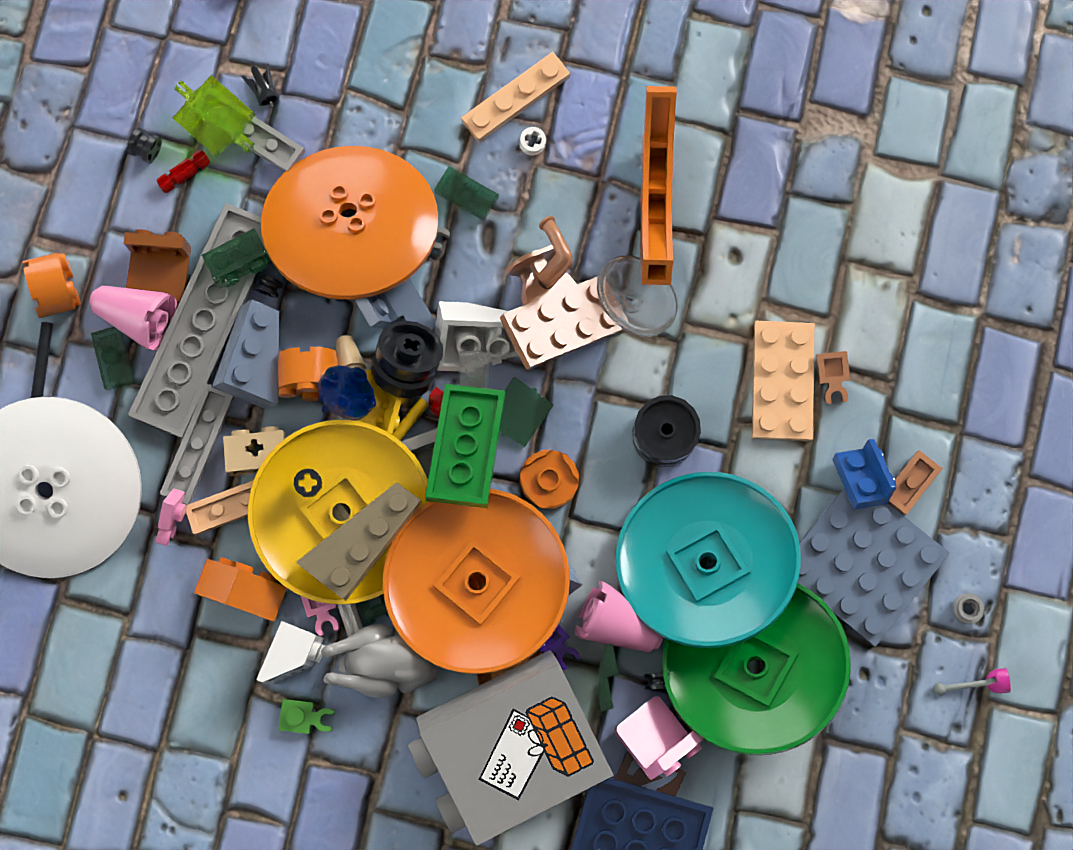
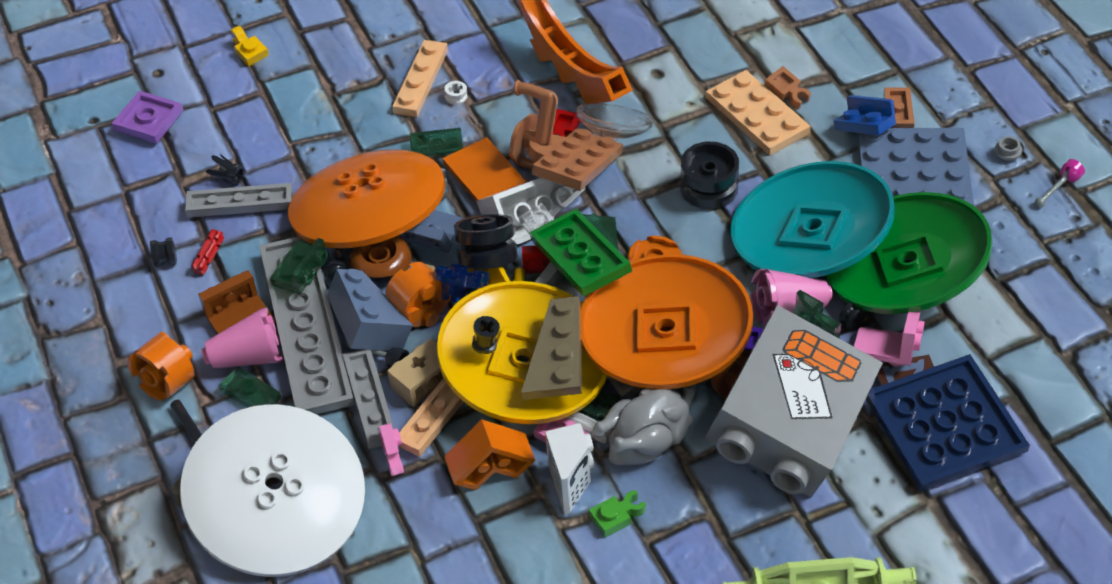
camera: 35 degrees left, 30 degrees down
(214, 116) = (206, 200): clear neon green plate -> none
(249, 417) = (391, 357): none -> black hinge
(311, 310) = (381, 258): none -> dark orange hat
(480, 262) = (482, 170): none -> orange tile
(590, 261) = (565, 123): none -> red plate

